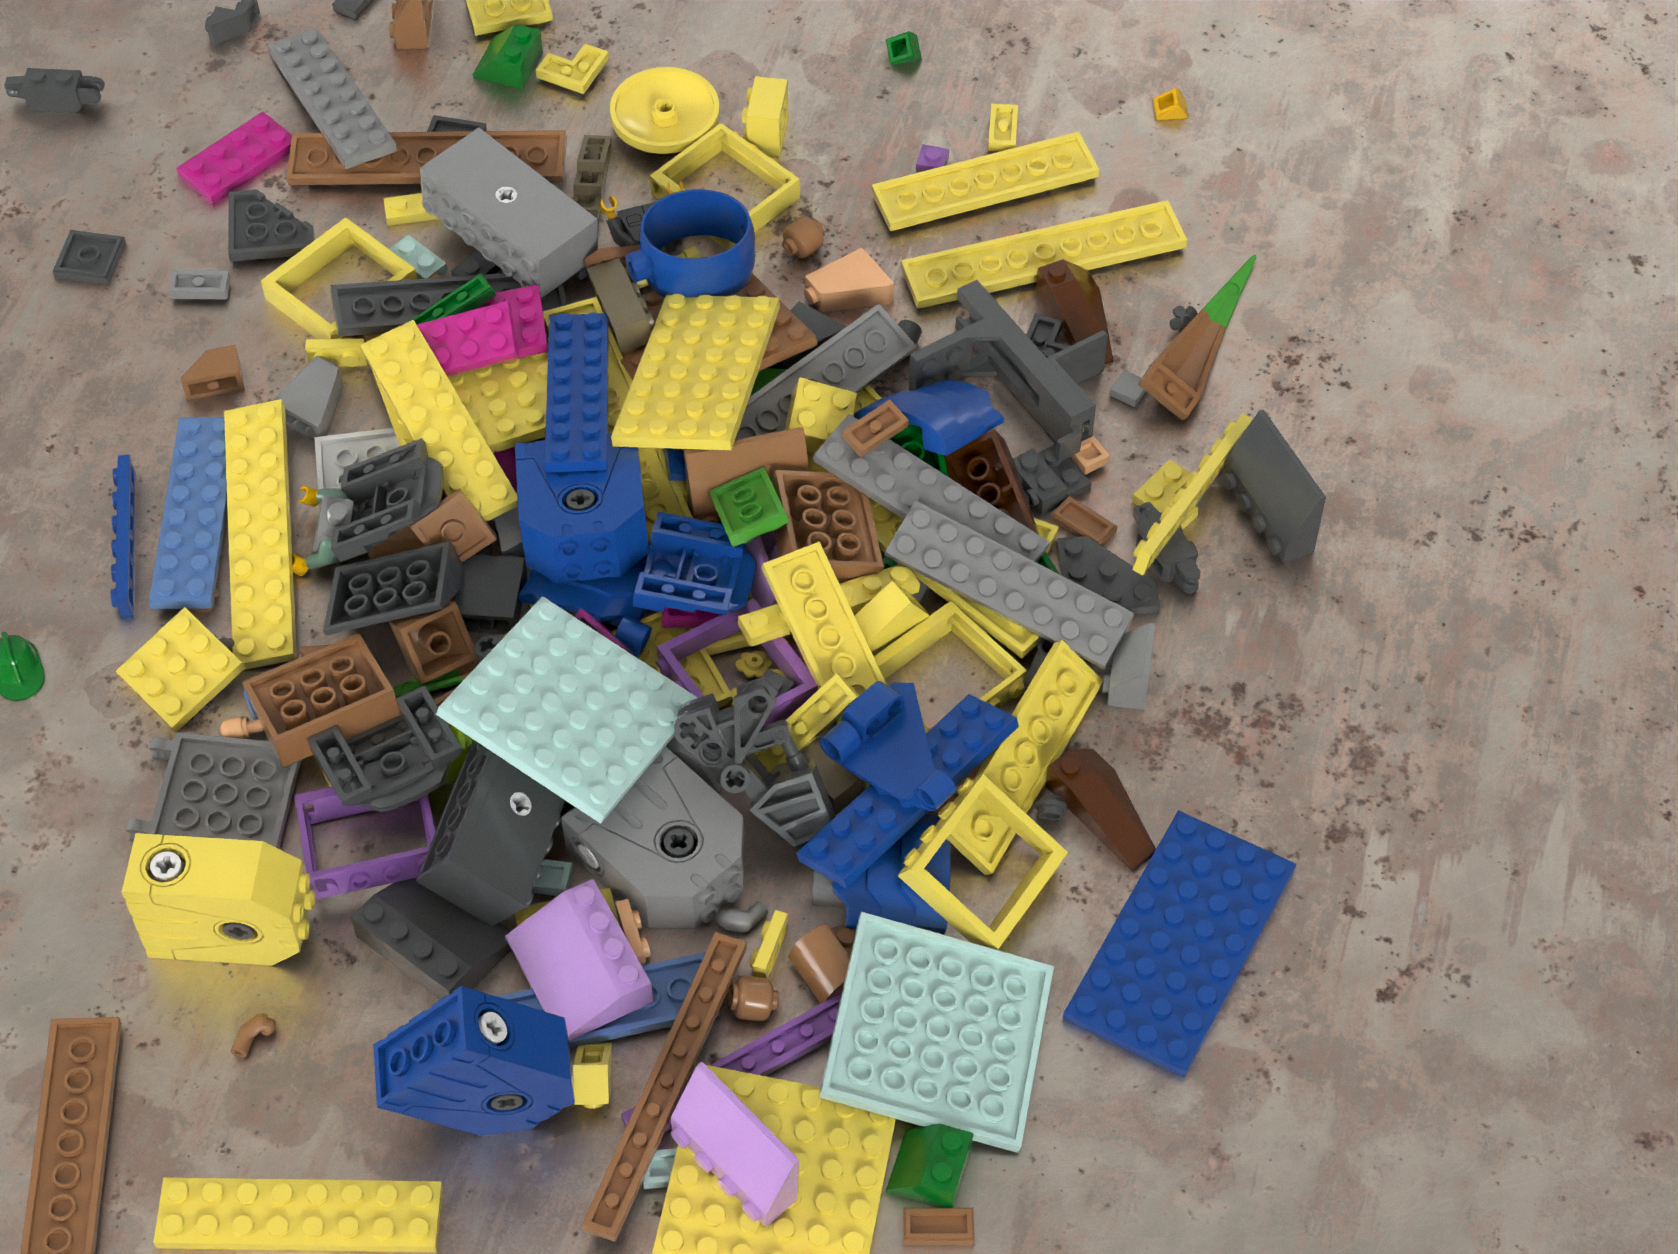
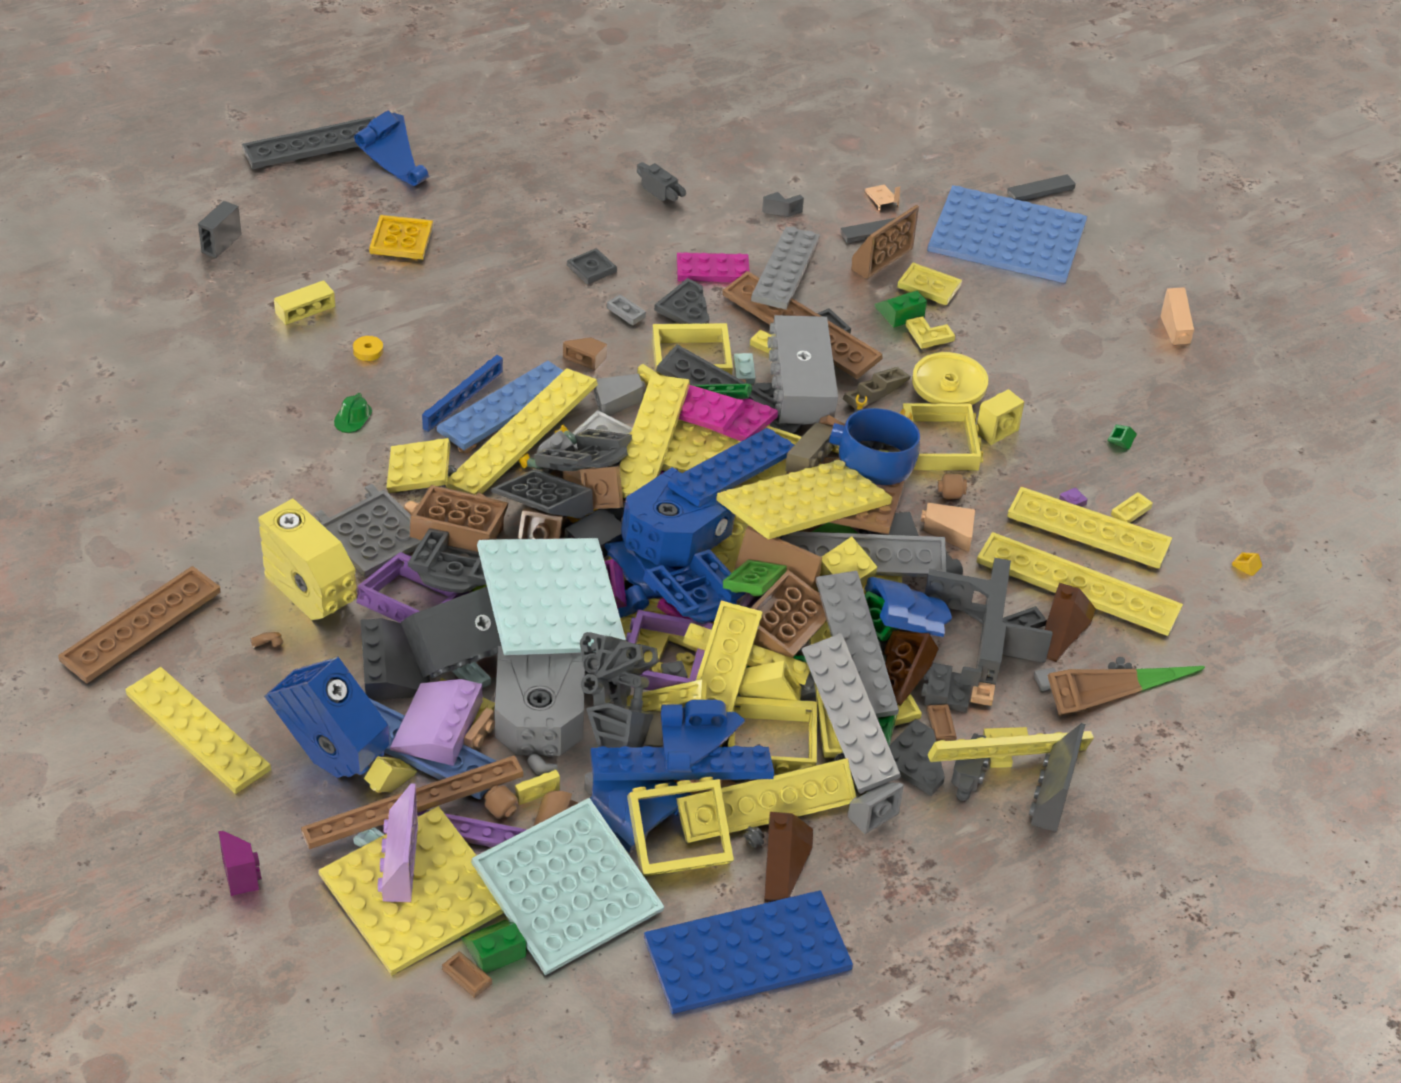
camera: 40 degrees right, 10 degrees down
(875, 428) = (858, 584): medium nougat plate -> none

